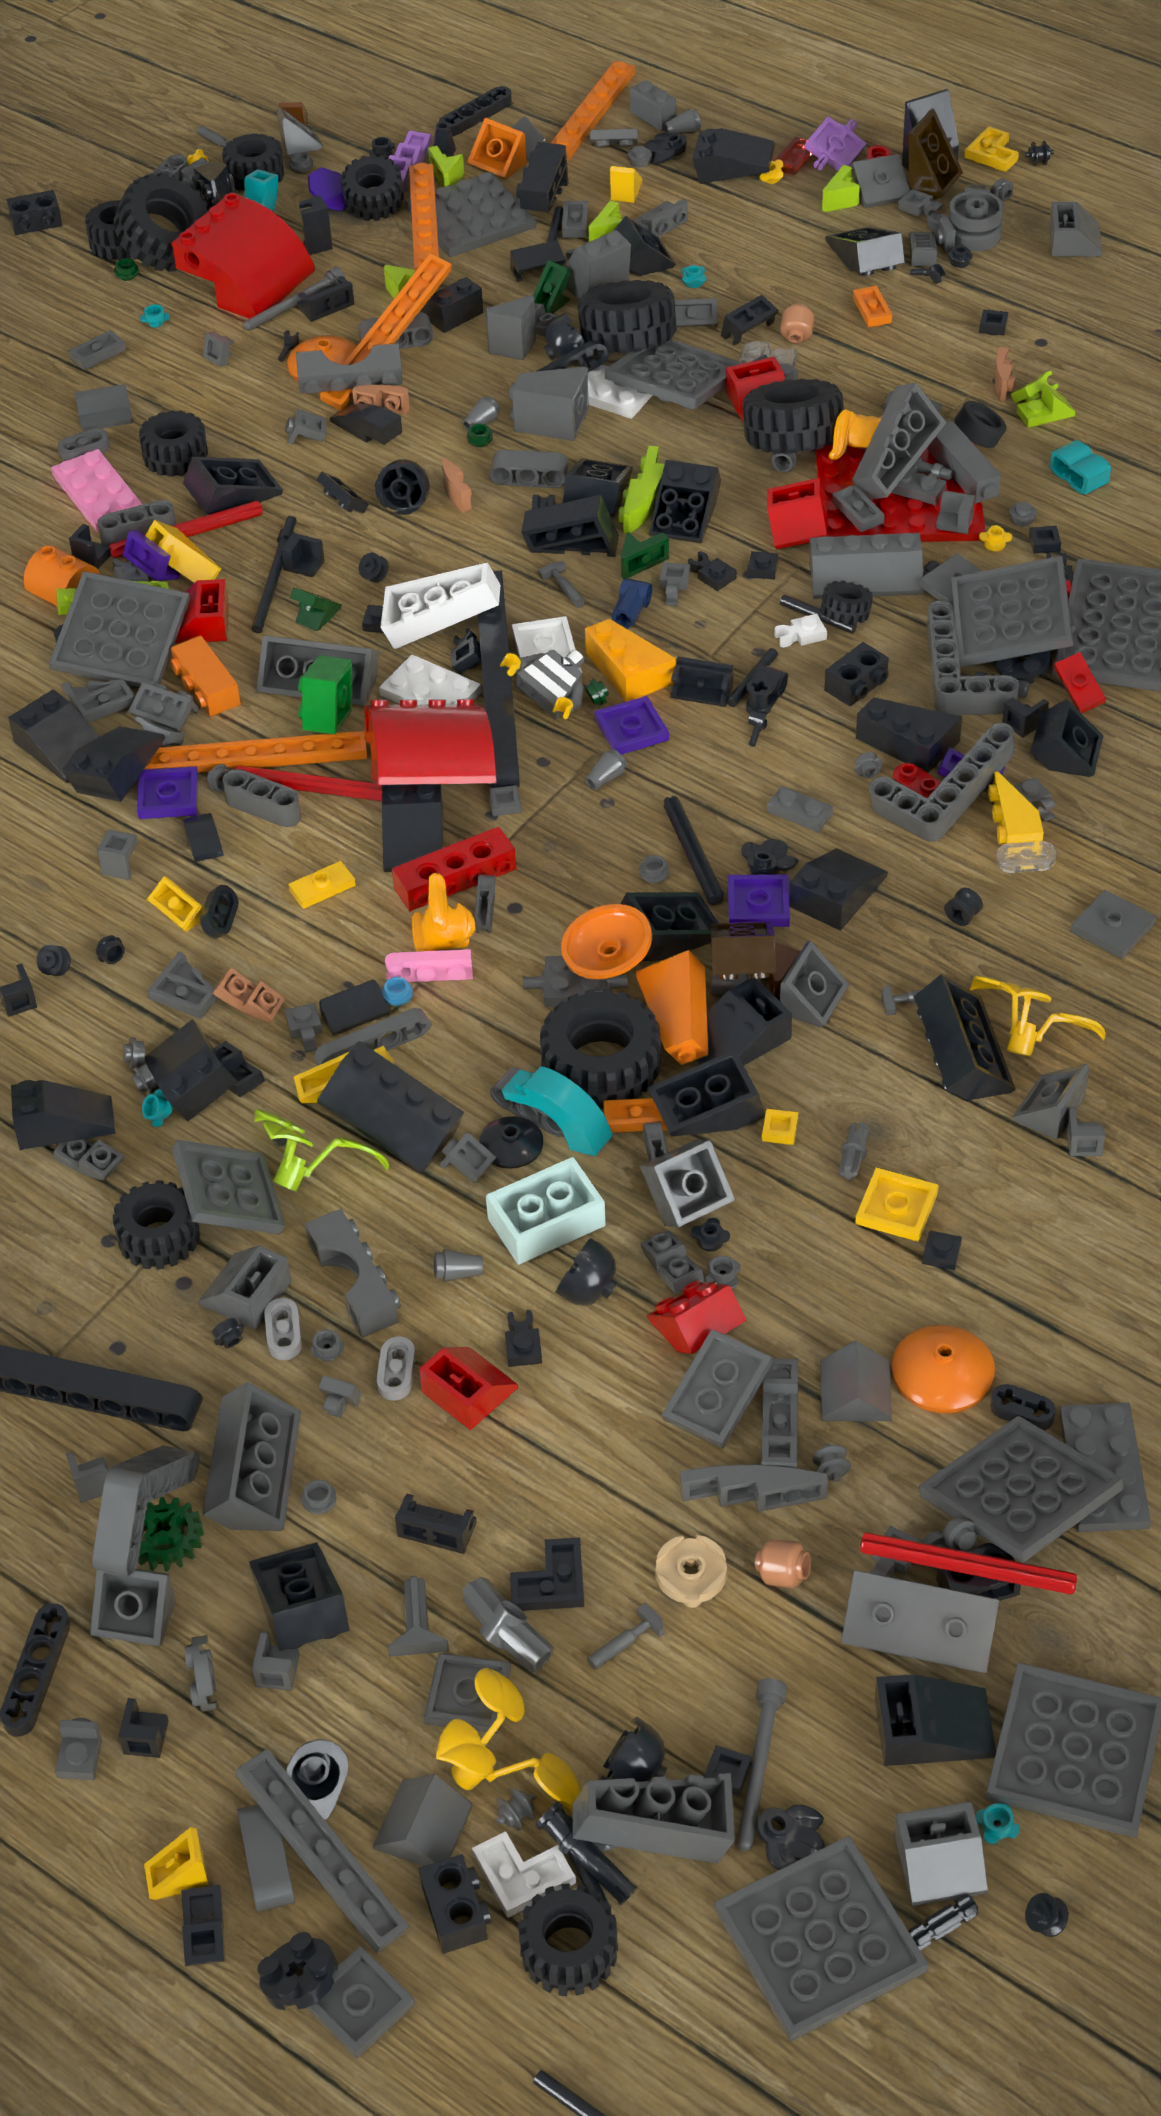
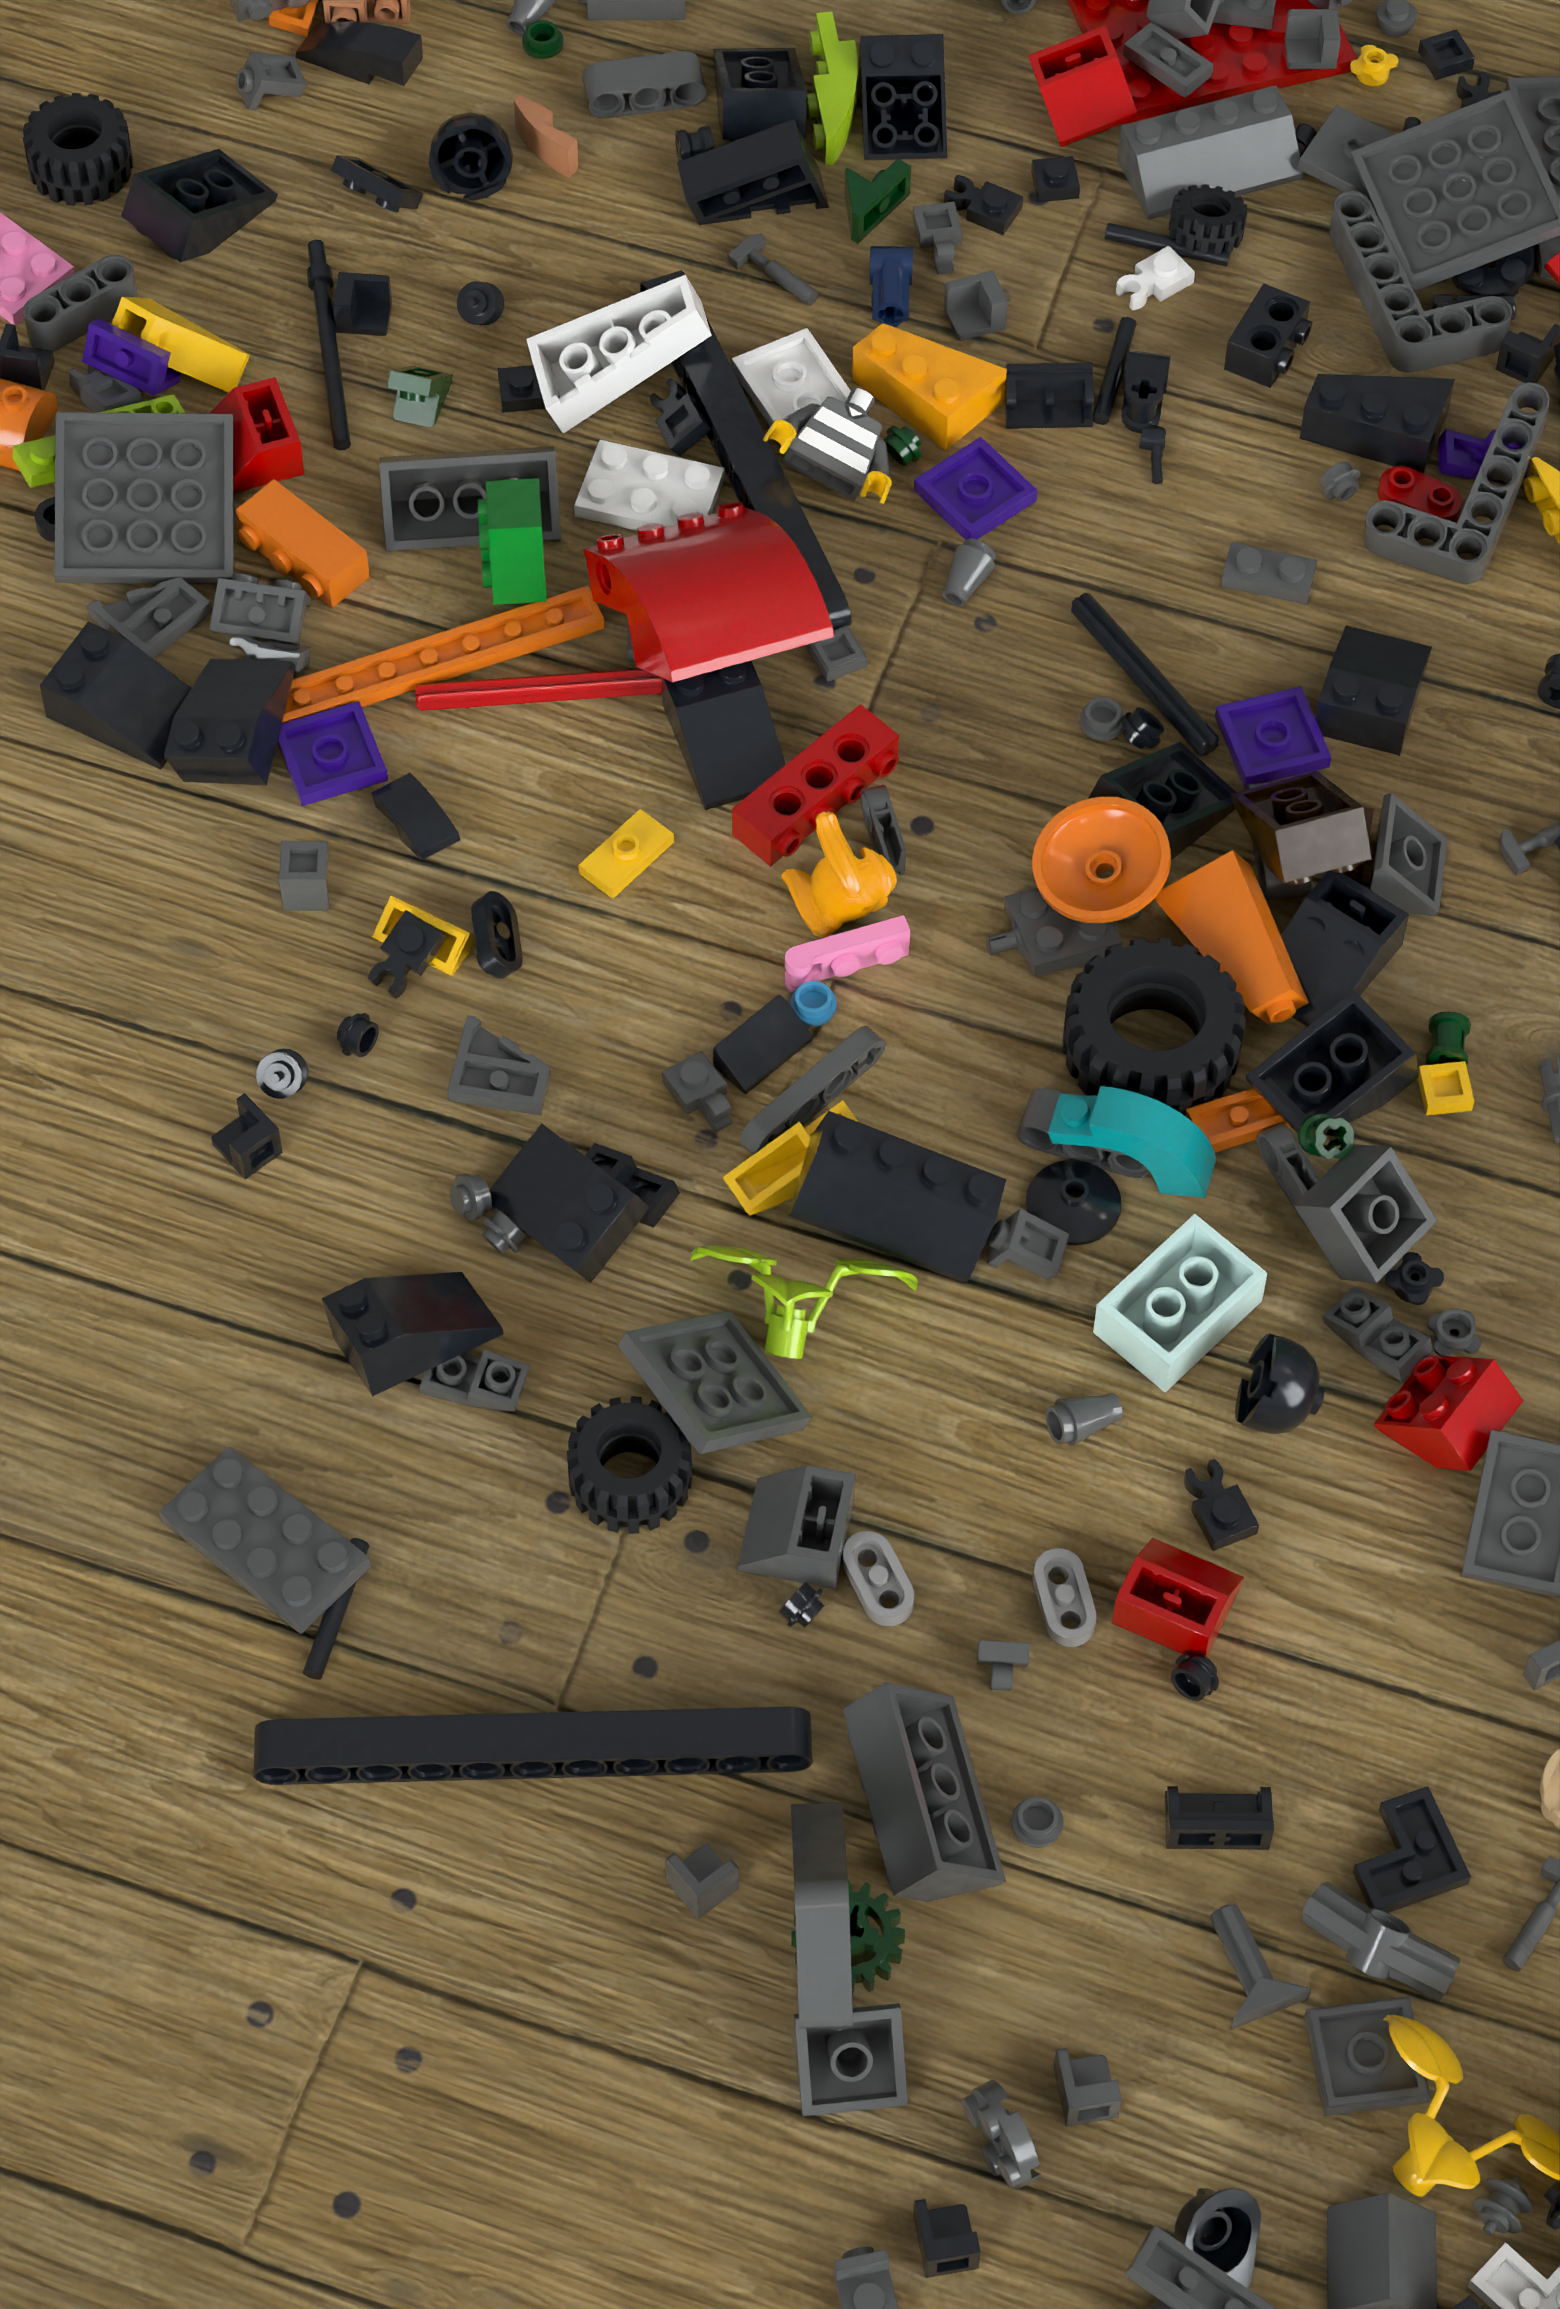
camera: 20 degrees left, 10 degrees up
(37, 1669) = (752, 2189): black beam -> none
(156, 1108) = (532, 1277): teal plate -> none
(162, 907) = (409, 947): none -> black plate
(205, 523) = (171, 285): red axle -> none
(213, 775) = (400, 711): dark grey plate -> none
(252, 999) = (599, 1065): nougat slope -> none
(262, 798) = (507, 737): dark grey beam -> none
(300, 1596) = (1078, 1977): black slope -> none
(324, 1339) = (953, 1576): dark grey plate -> none
(337, 1244) = (899, 1425): dark grey arch -> none
(459, 1435) = (1195, 1676): none -> black plate
(676, 879) = (1142, 728): none -> black plate
(677, 1141) = (1313, 1138): none -> dark green bush
(678, 624) = (975, 305): none -> dark grey panel
(768, 857) = (1255, 662): black plate -> none
(795, 1096) = (1448, 1038): none -> dark green bush

